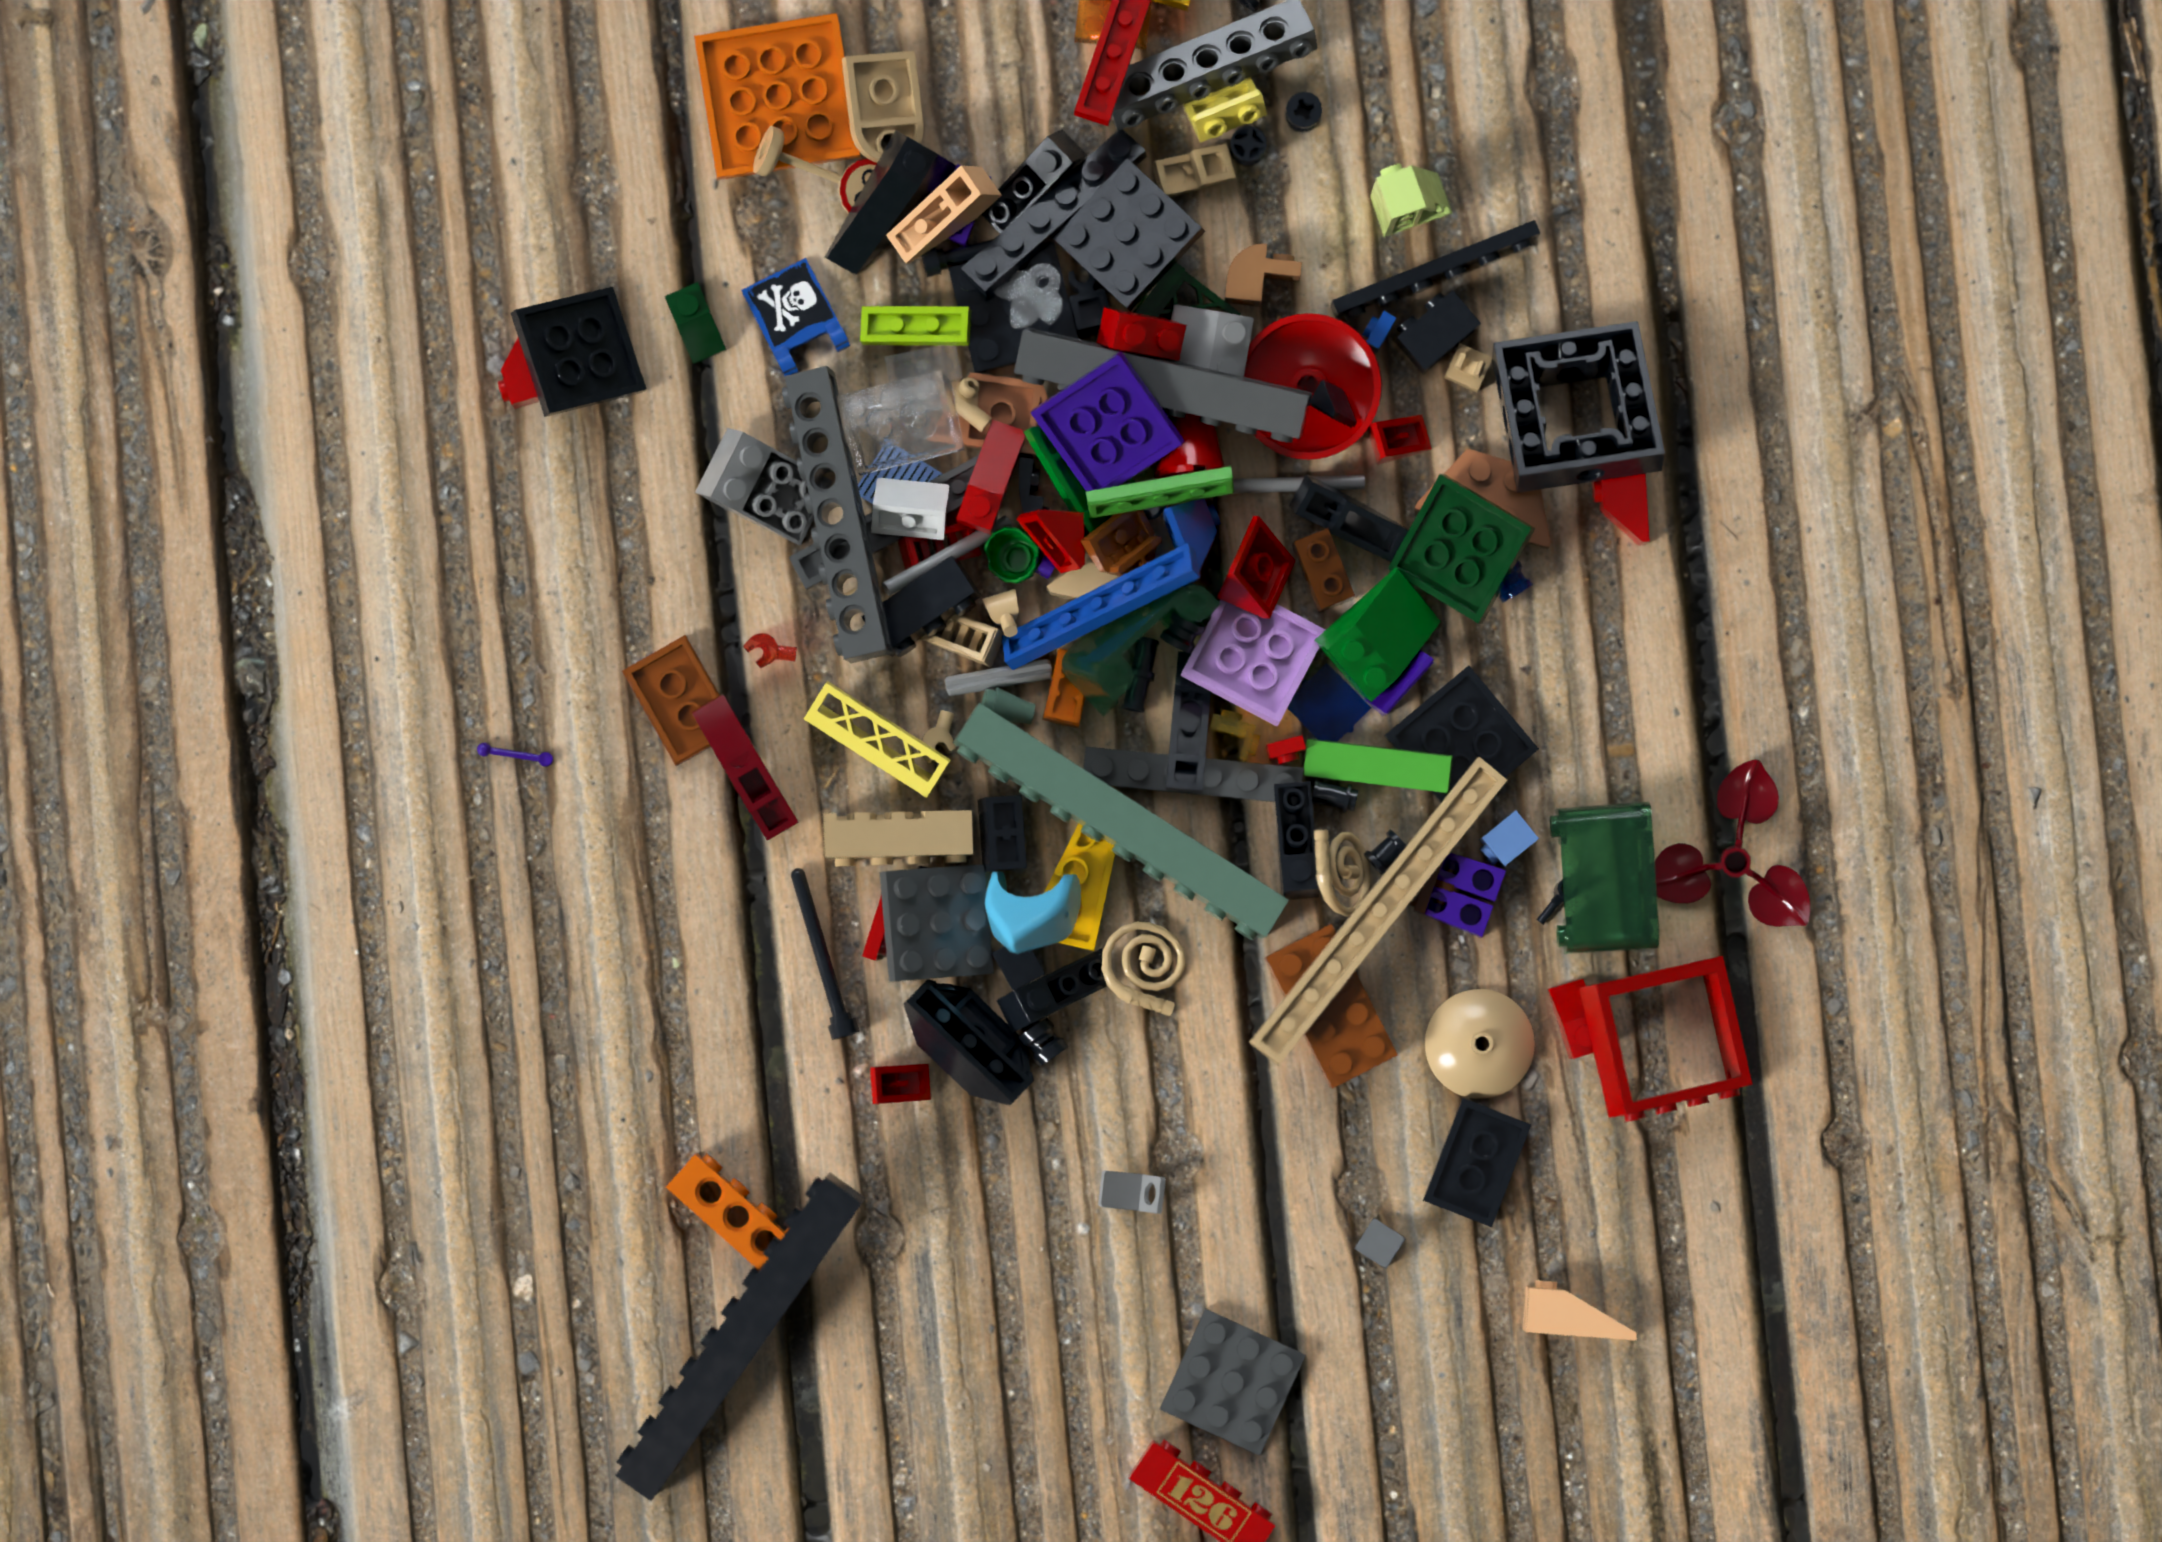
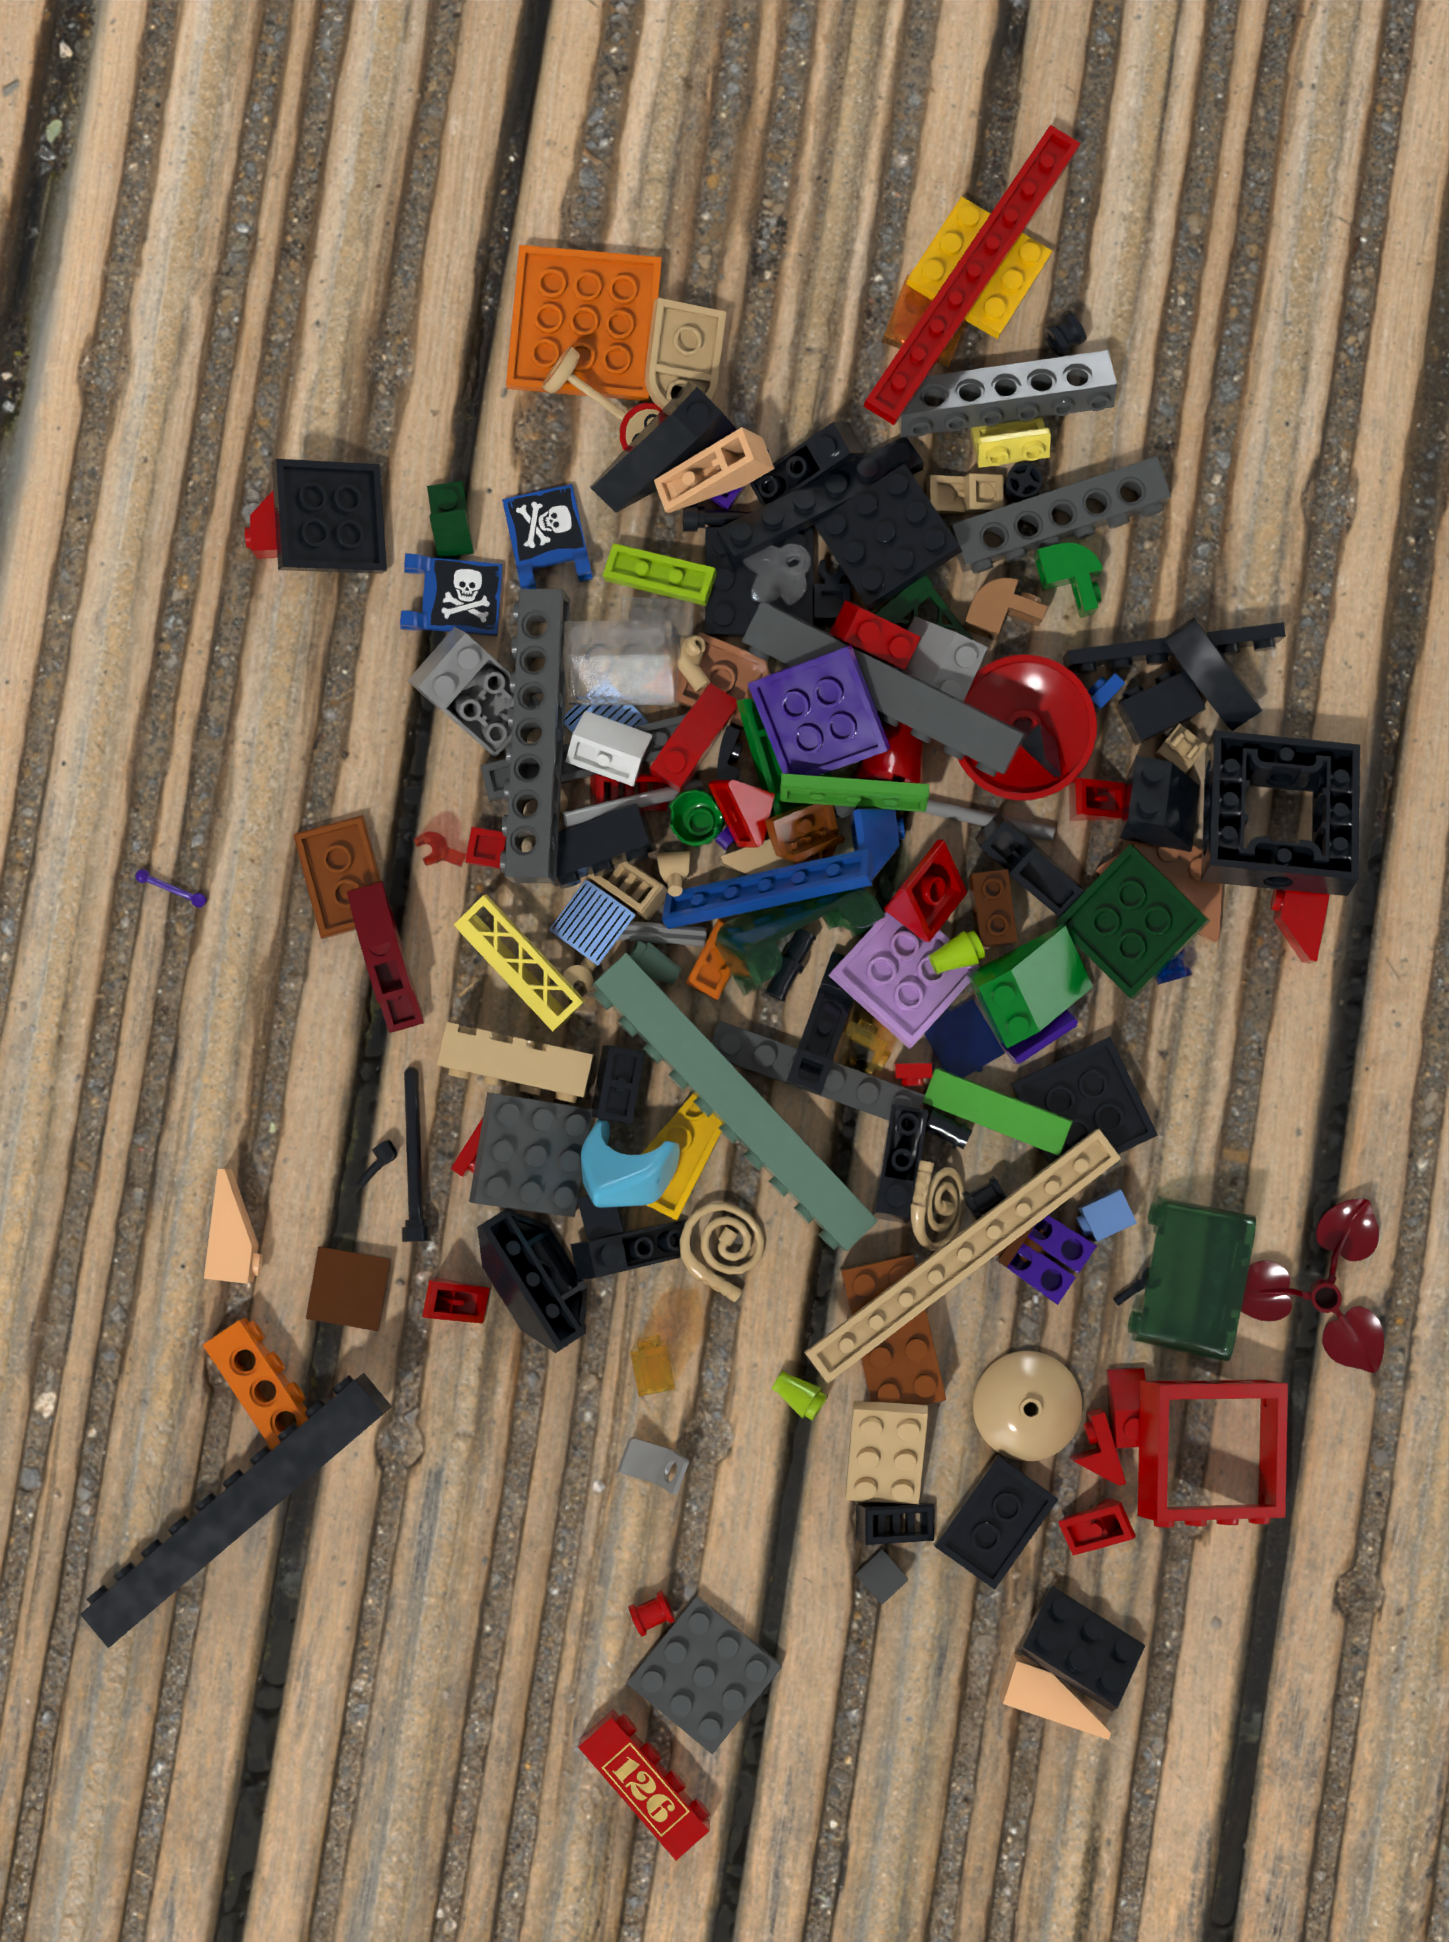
camera: 20 degrees right, 0 degrees up
(666, 1082) = (232, 1241): none -> light nougat slope
(720, 396) = (455, 595): none -> flag
(791, 1099) = (348, 1288): none -> reddish brown tile
(793, 959) = (385, 1154): none -> black hand
(815, 636) = (485, 847): none -> red plate
(936, 682) = (592, 922): none -> light blue sticker
(1039, 1034) = (602, 1288): black wheel -> none
(1107, 1094) = (653, 1365): none -> clear yellow brick
(1166, 1335) = (651, 1613): none -> red bush
(1182, 633) = (840, 935): black wheel -> none
(1257, 1089) = (801, 1395): none -> lime cone
(1300, 621) = (959, 952): none -> lime cone
(1305, 118) = (1083, 469): black wheel -> none
(1317, 214) = (1071, 565): none -> green brick
(1350, 1194) = (864, 1523): none -> black slope
(1353, 1121) = (886, 1452): none -> tan plate
(1363, 111) = (1142, 477): none -> dark grey brick
(1408, 198) = (1164, 570): yellowish green wedge -> none
(1460, 428) = (1159, 805): none -> black slope
(1479, 288) = (1213, 674): none -> black slope
(1566, 1075) = (1104, 1458): none -> red slope
(1574, 1142) = (1097, 1527): none -> red slope
(1589, 1261) = (1081, 1648): none -> black plate

